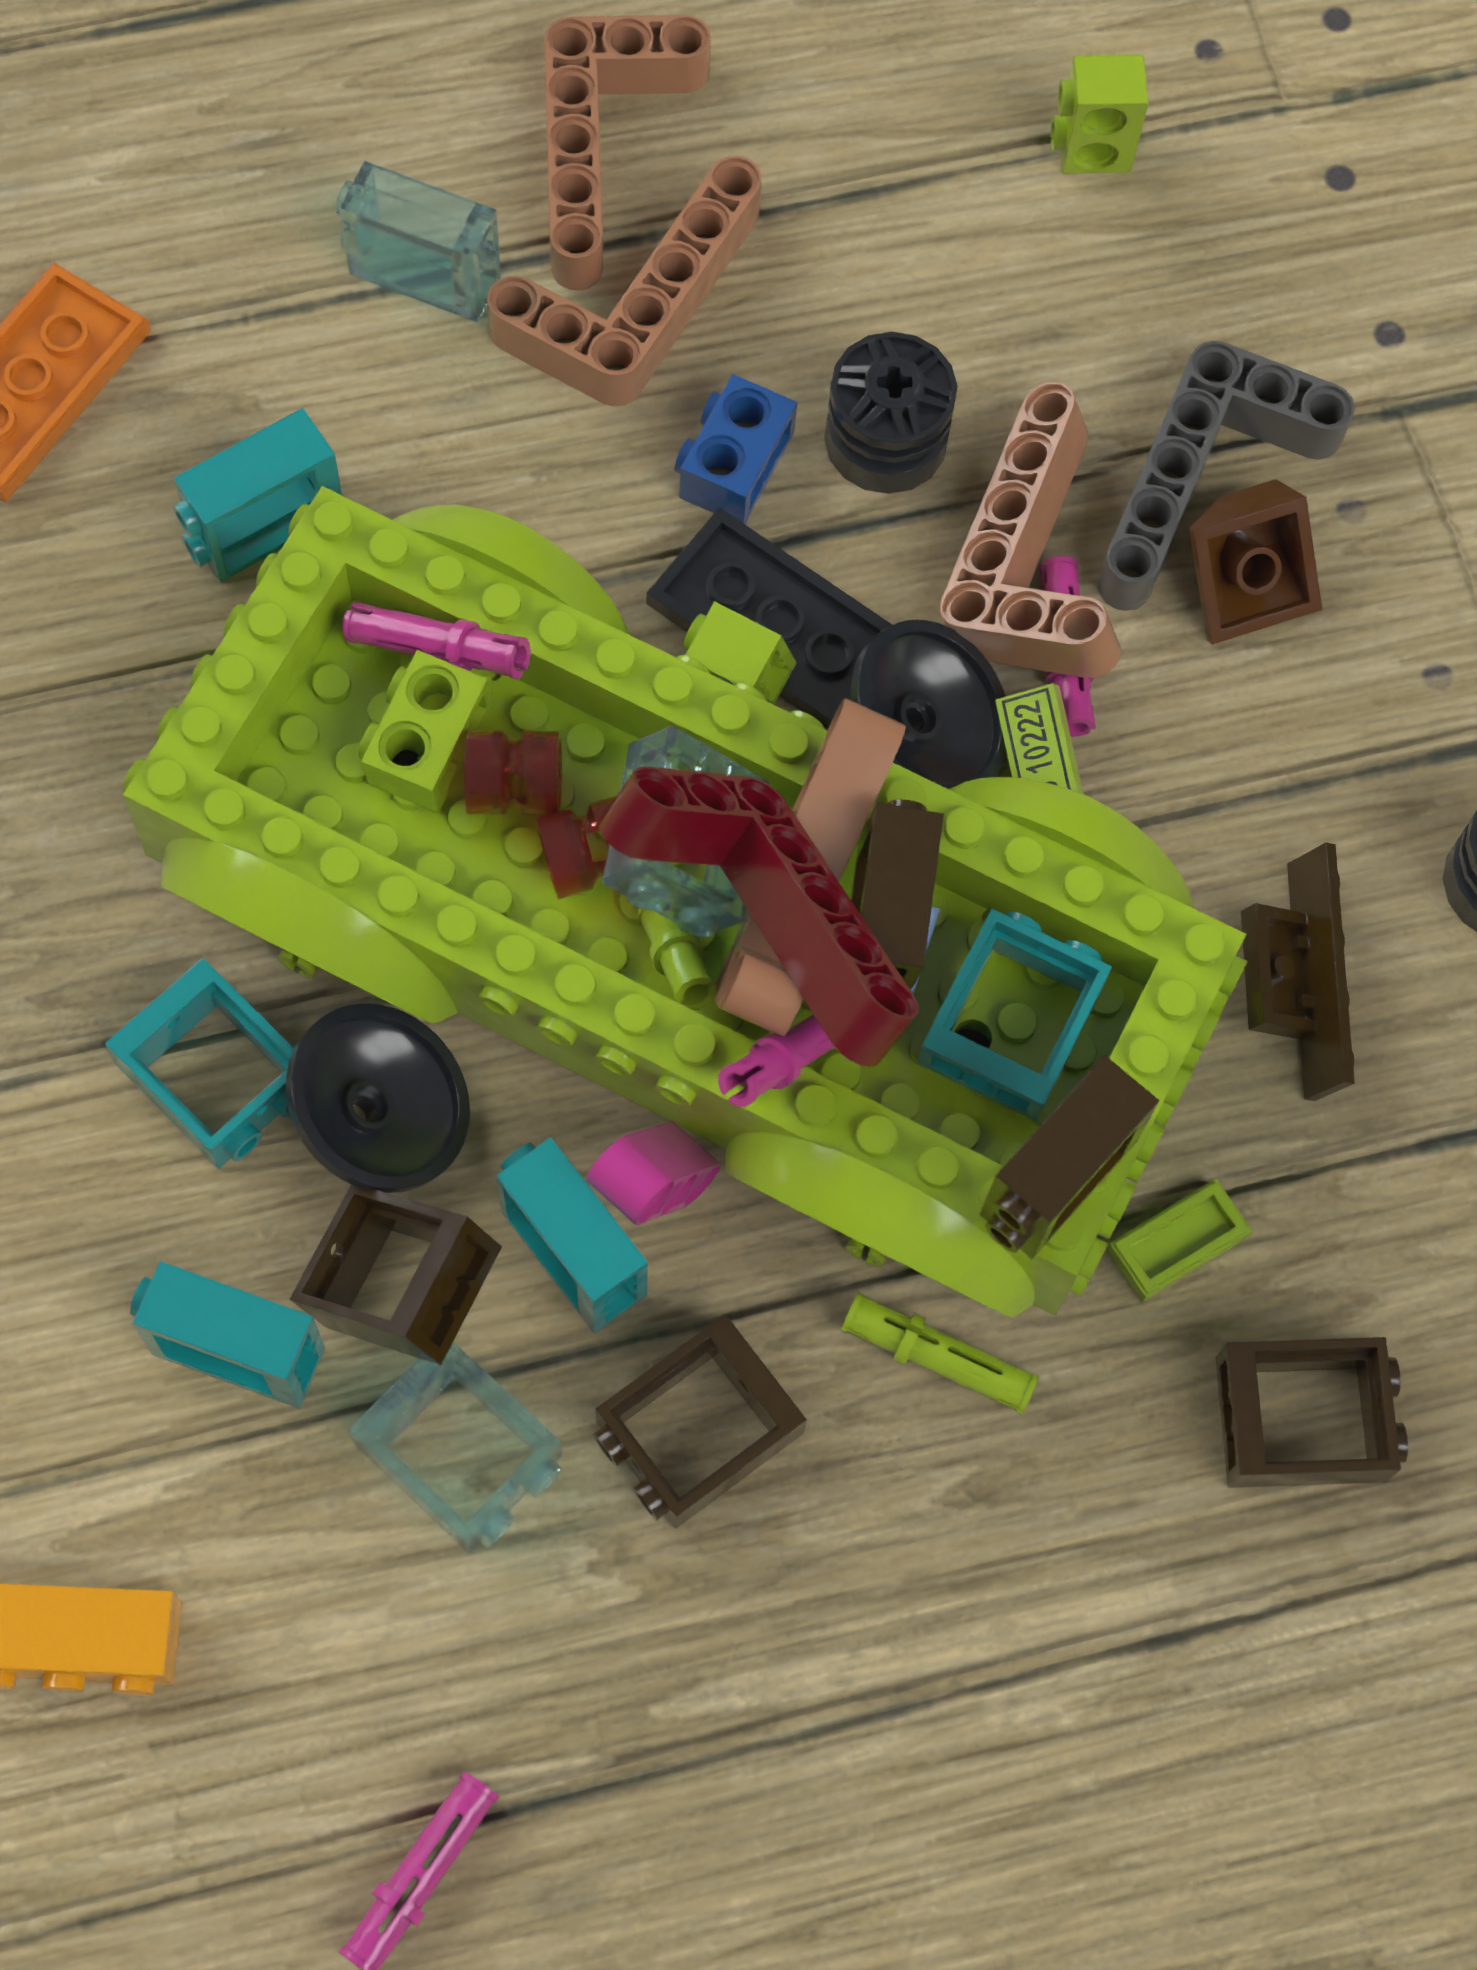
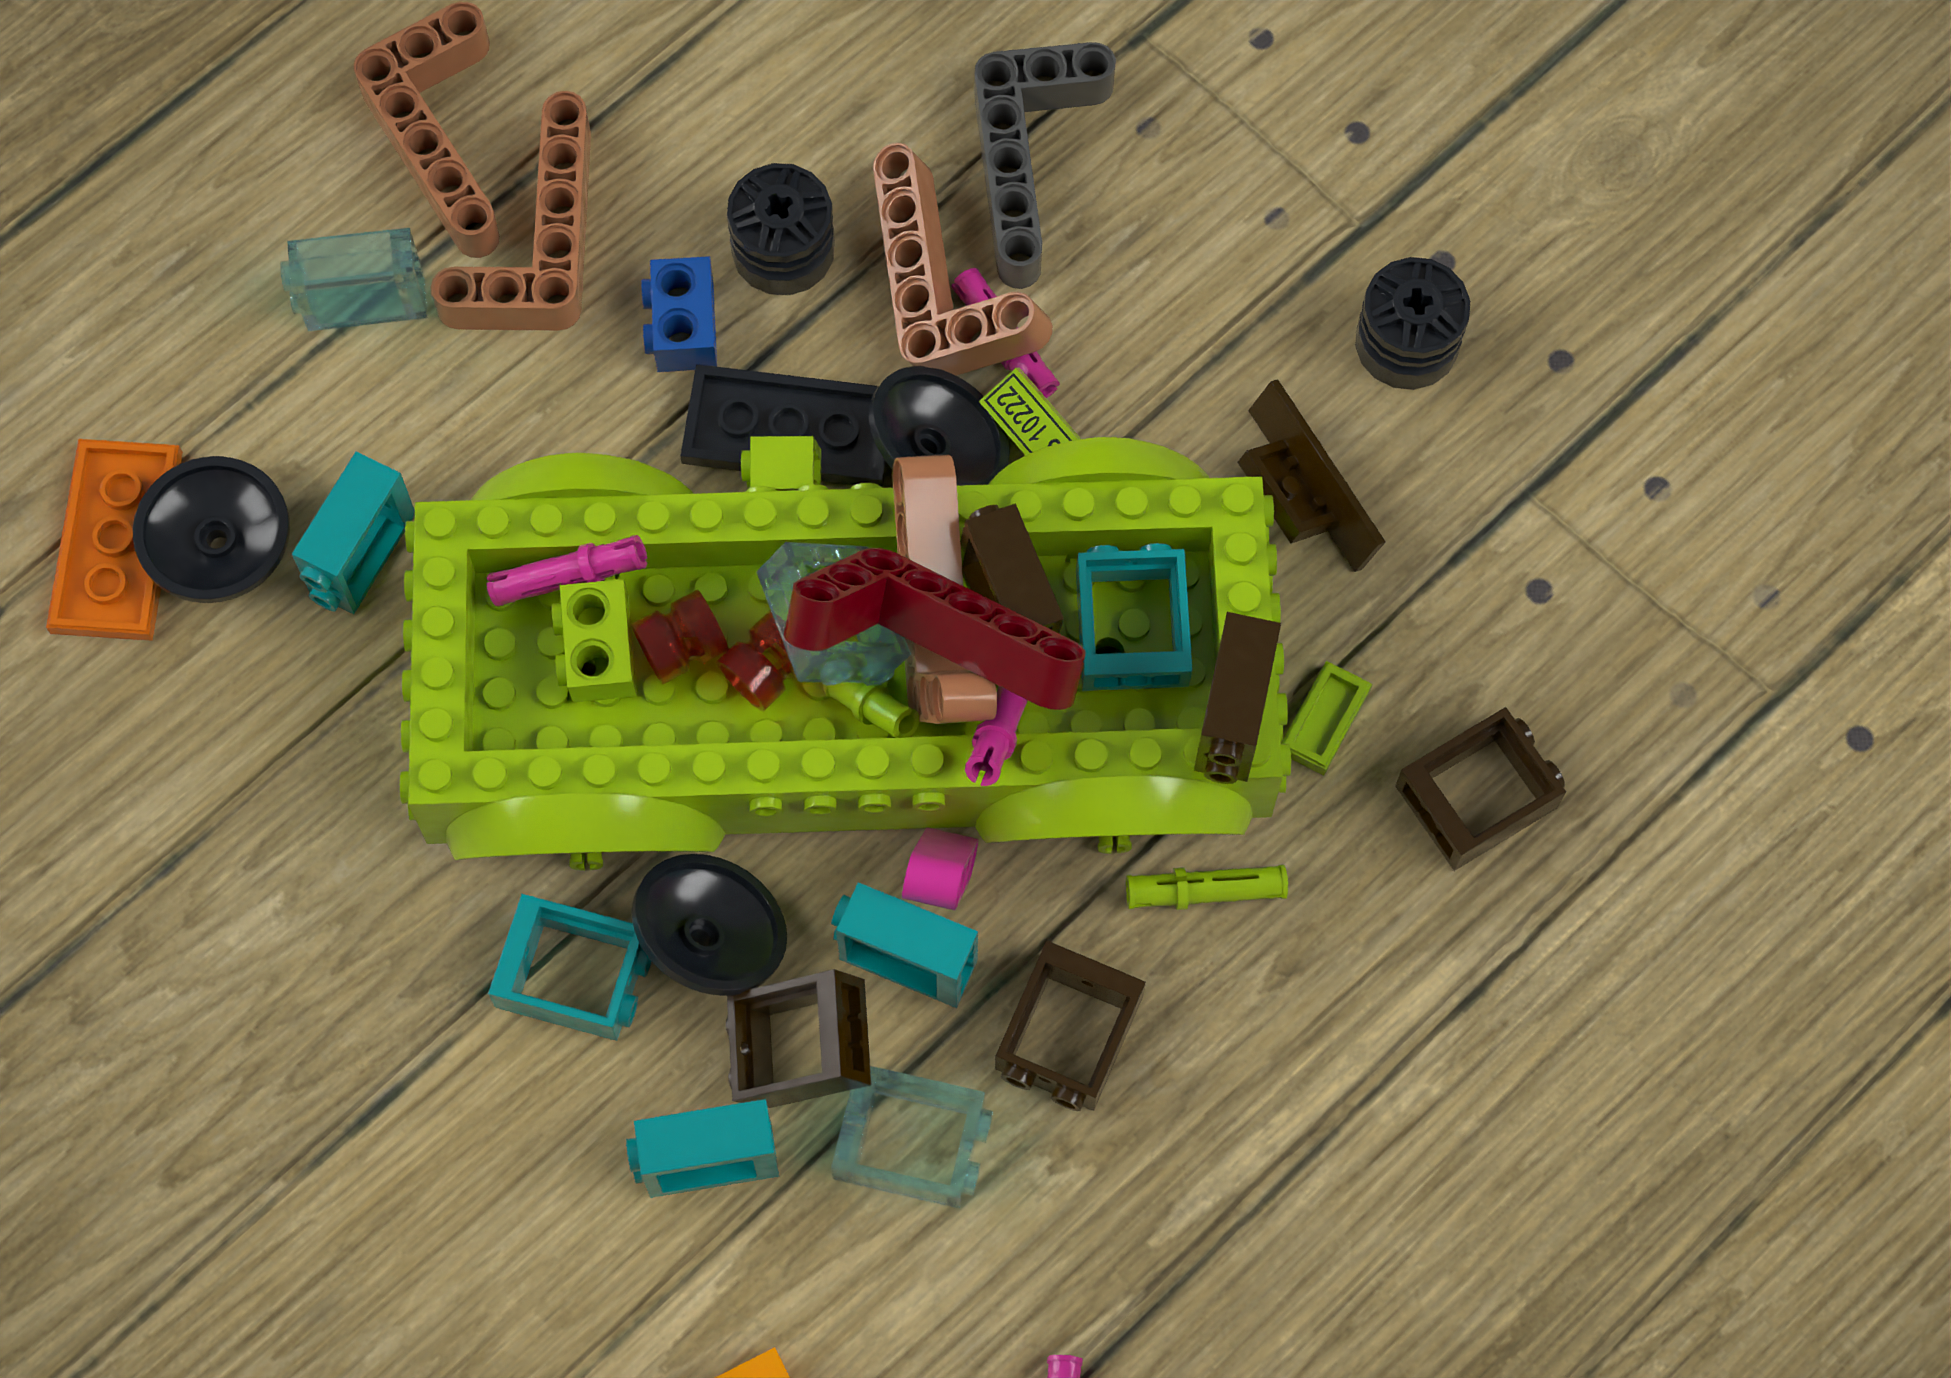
camera: 25 degrees left, 0 degrees up
(114, 391) = (195, 507): none -> black dish
(1255, 561) = (1104, 201): reddish brown slope -> none

